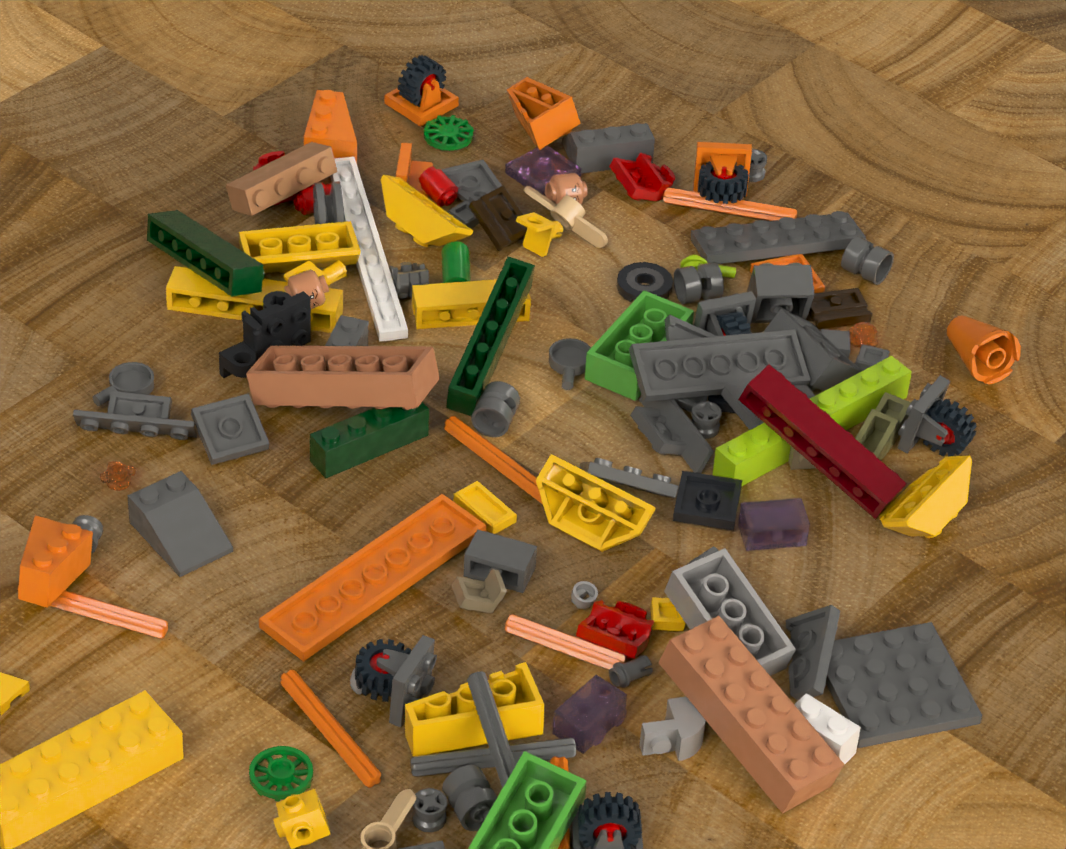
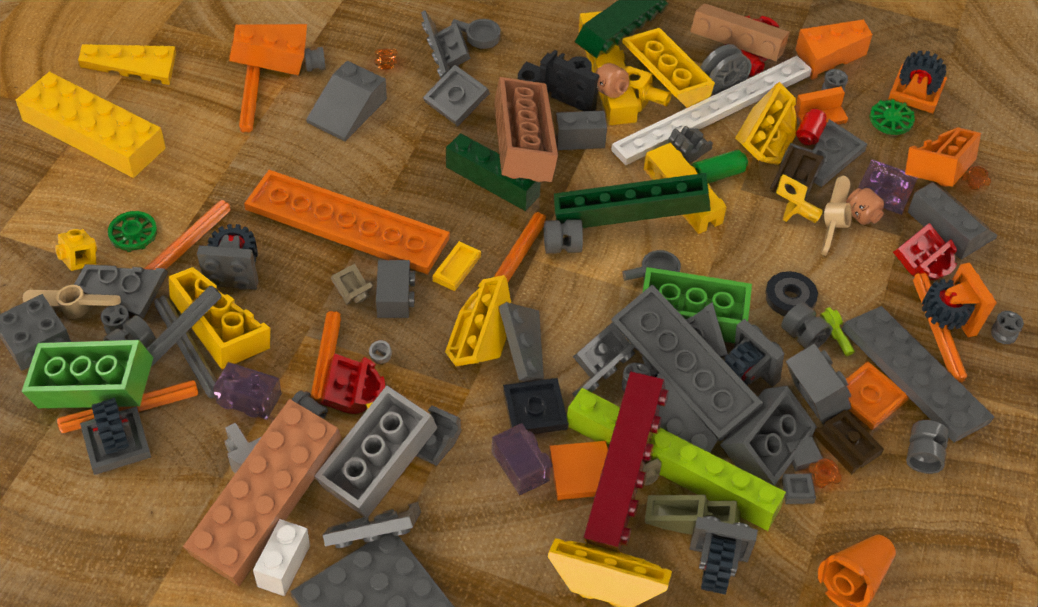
camera: 70 degrees right, 10 degrees up
(377, 788) = (134, 286): none -> dark grey wing
(381, 151) = (835, 78): none -> dark grey wheel
(795, 483) = (577, 468): none -> orange tile

